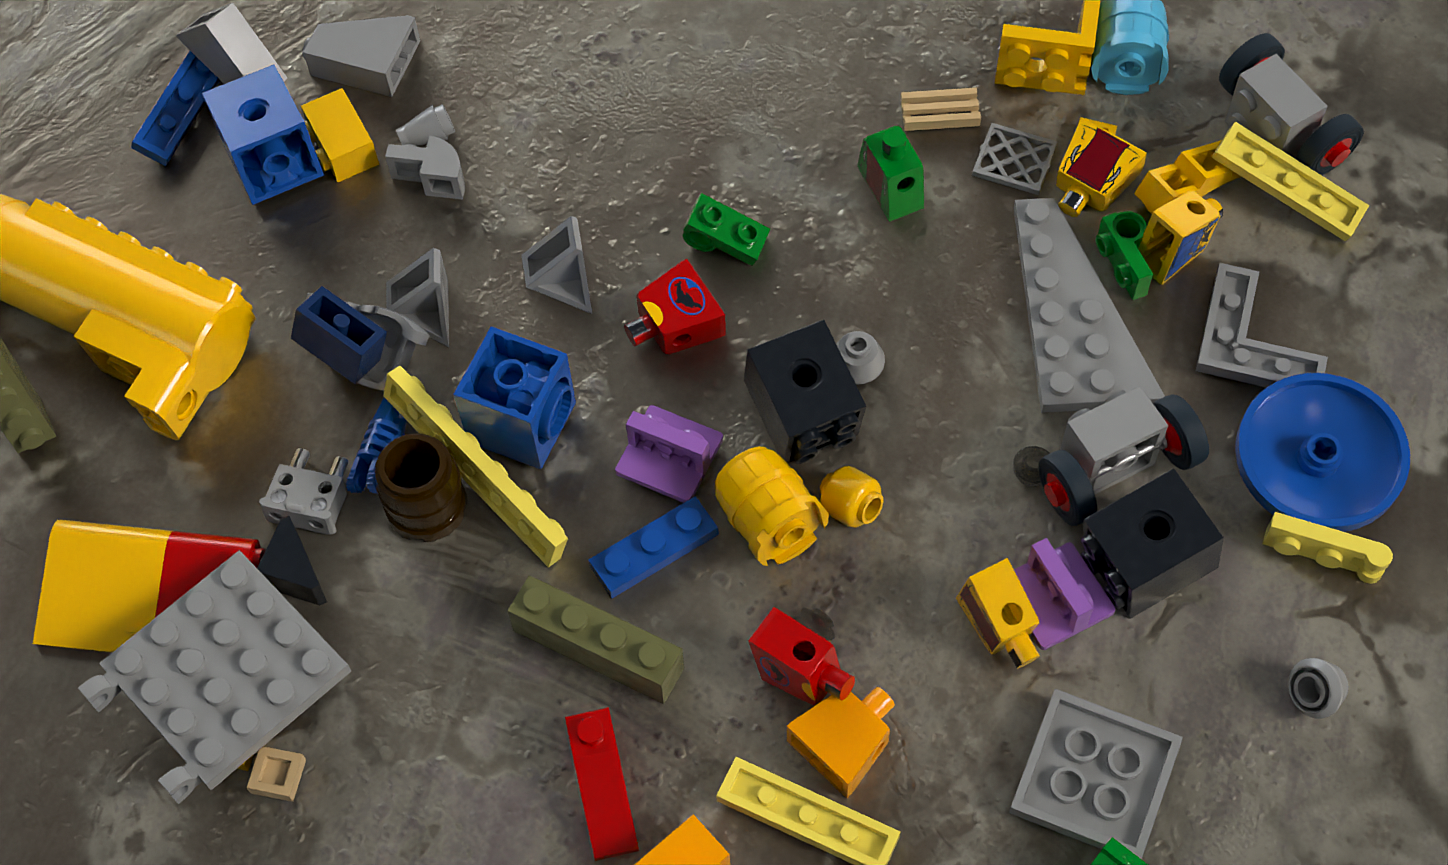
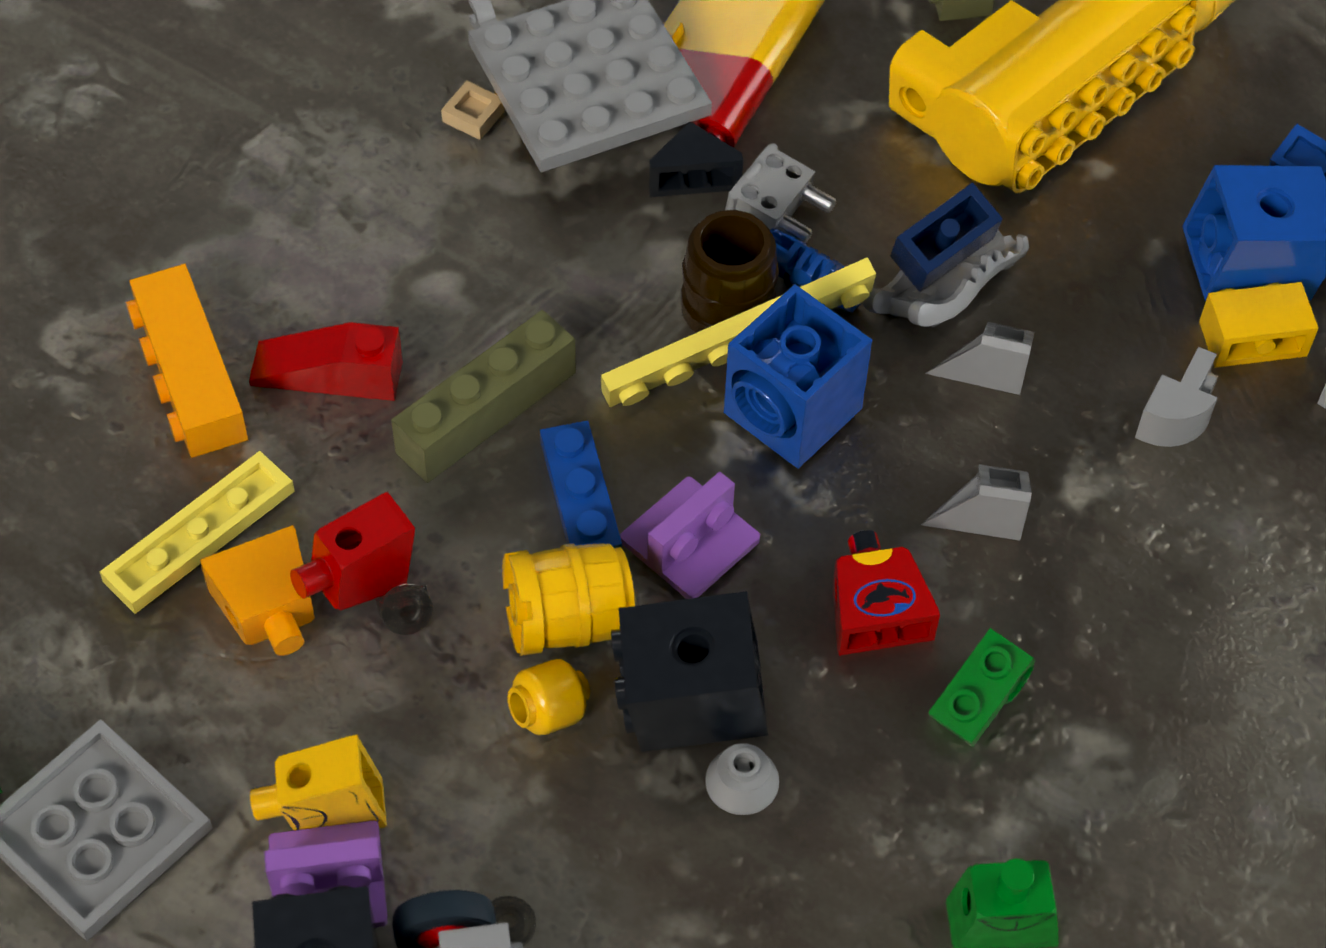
camera: 105 degrees right, 5 degrees down
(430, 122) = (1247, 419): light grey cone -> none

